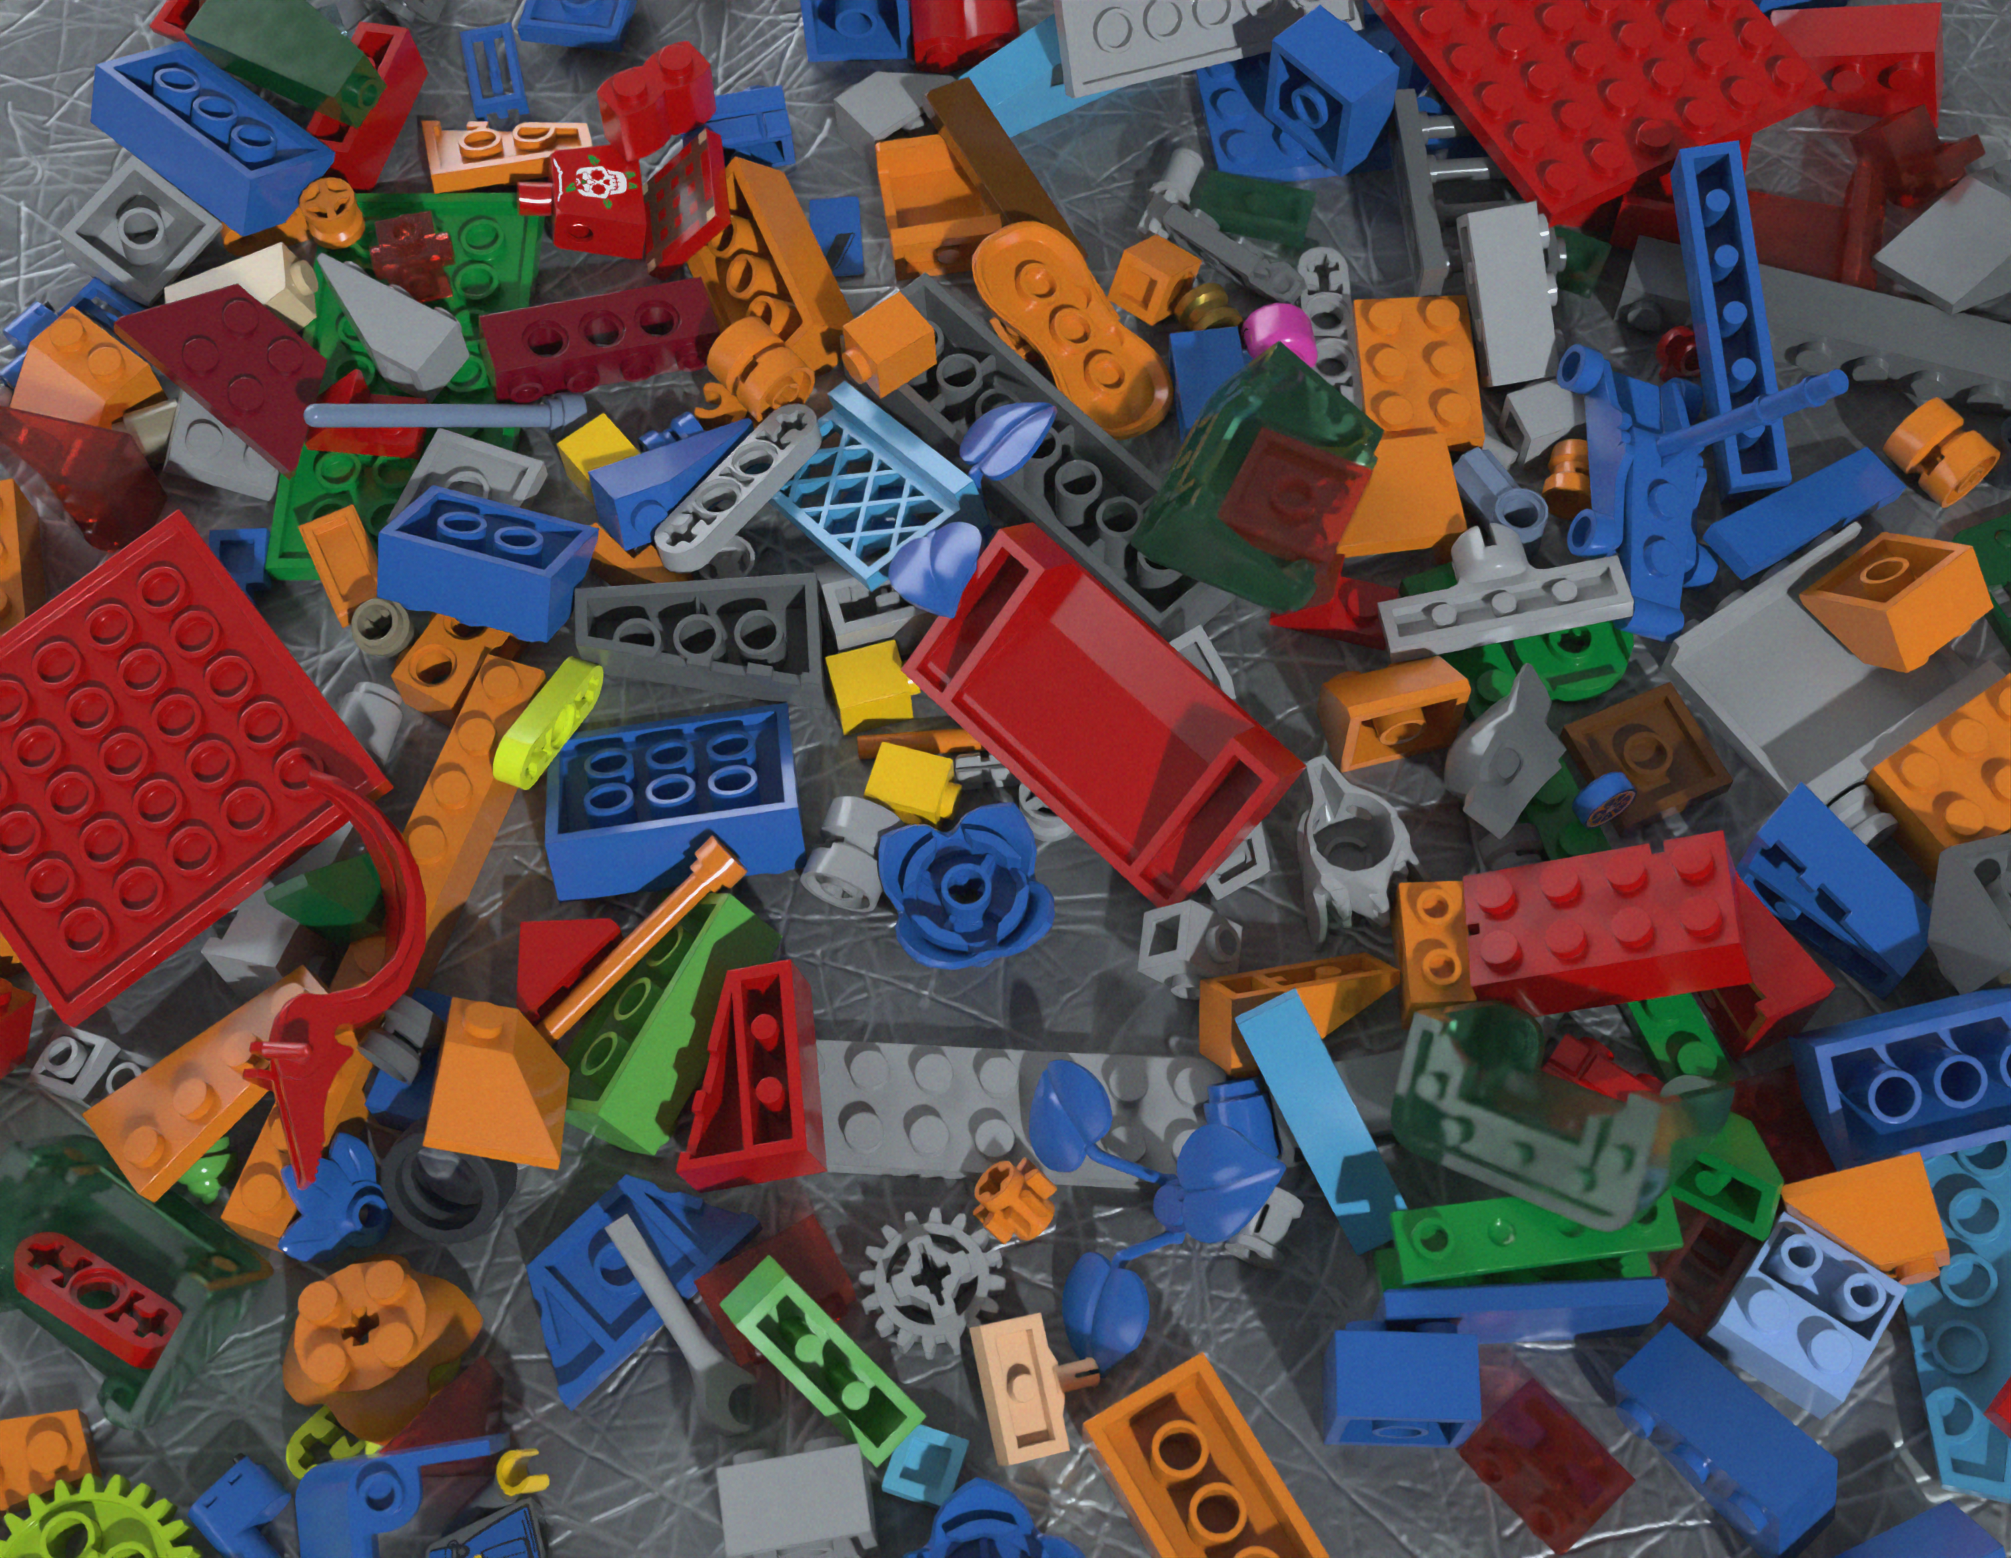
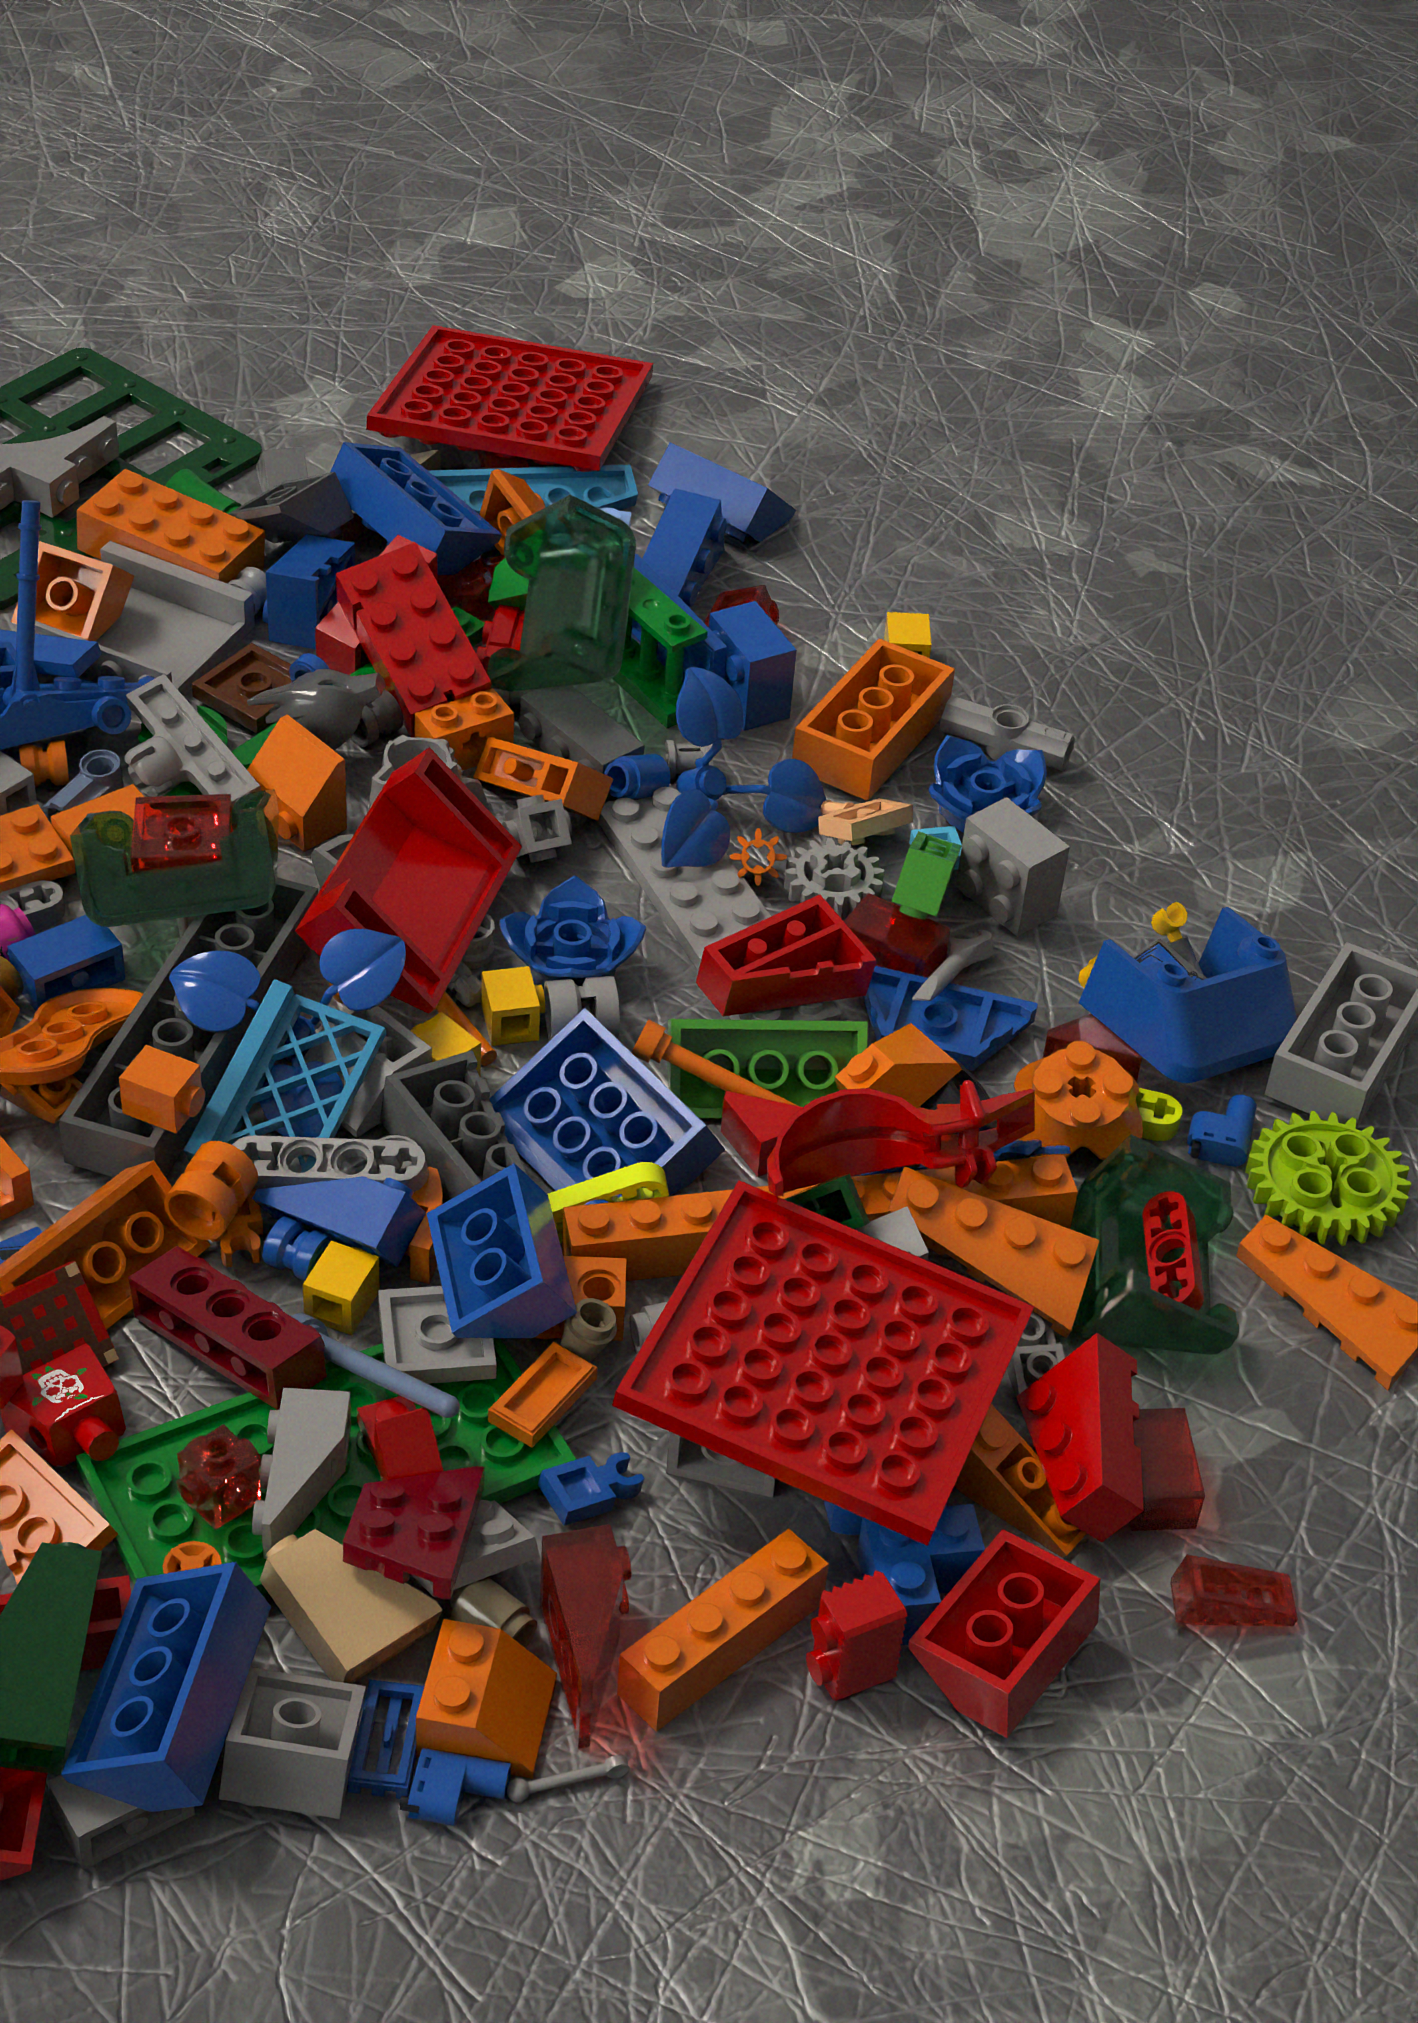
camera: 125 degrees left, 20 degrees down
(1323, 1118) = (621, 715): dark azure slope -> none

